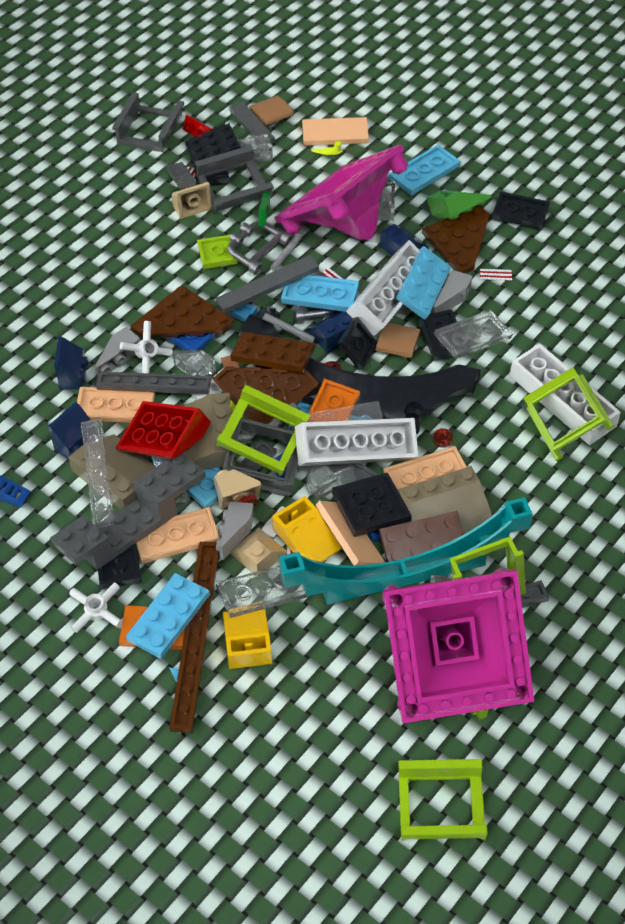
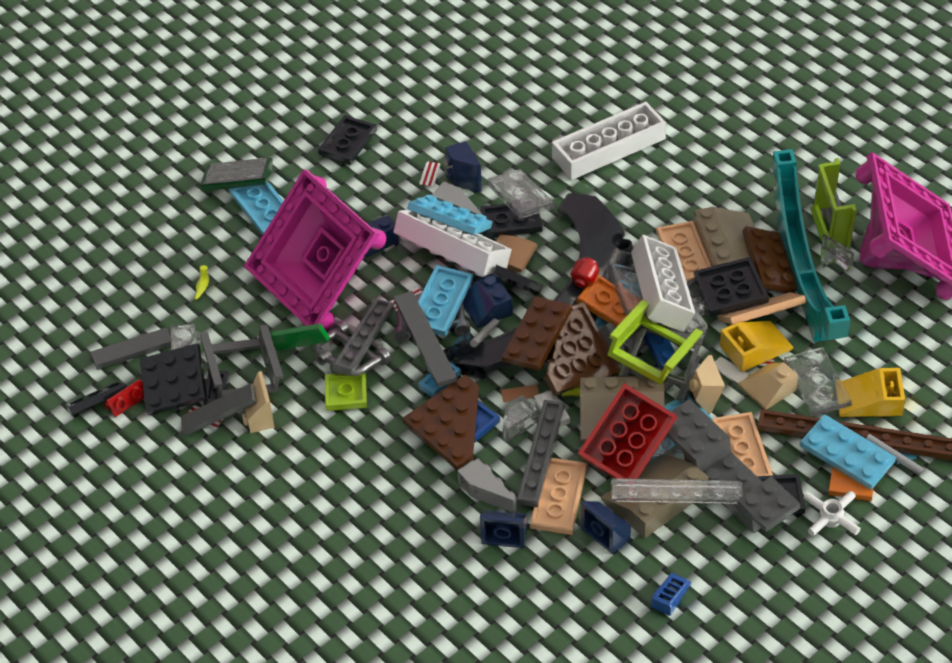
camera: 80 degrees left, 5 degrees down
(130, 112) = (111, 419): dark grey piece -> none
(151, 345) = (494, 454): white bar -> none
(170, 658) = (899, 457): none -> light grey bar
(194, 111) = (95, 397): none -> black tile
(237, 526) = (746, 395): light grey slope -> none
(267, 247) = (363, 337): none -> dark grey tile
(271, 110) = (115, 326): medium nougat slope -> none
(335, 129) = (170, 275): light nougat tile -> none
(351, 376) = (584, 272): none -> red head
(442, 437) = (638, 233): clear red tile -> none
(452, 203) = (336, 175): bright green slope -> none
(455, 146) = (236, 174): none -> clear piece
(459, 238) = (373, 192): reddish brown plate -> none
(496, 287) = (463, 167): none -> dark blue slope
(550, 388) = (646, 162): lime piece -> none

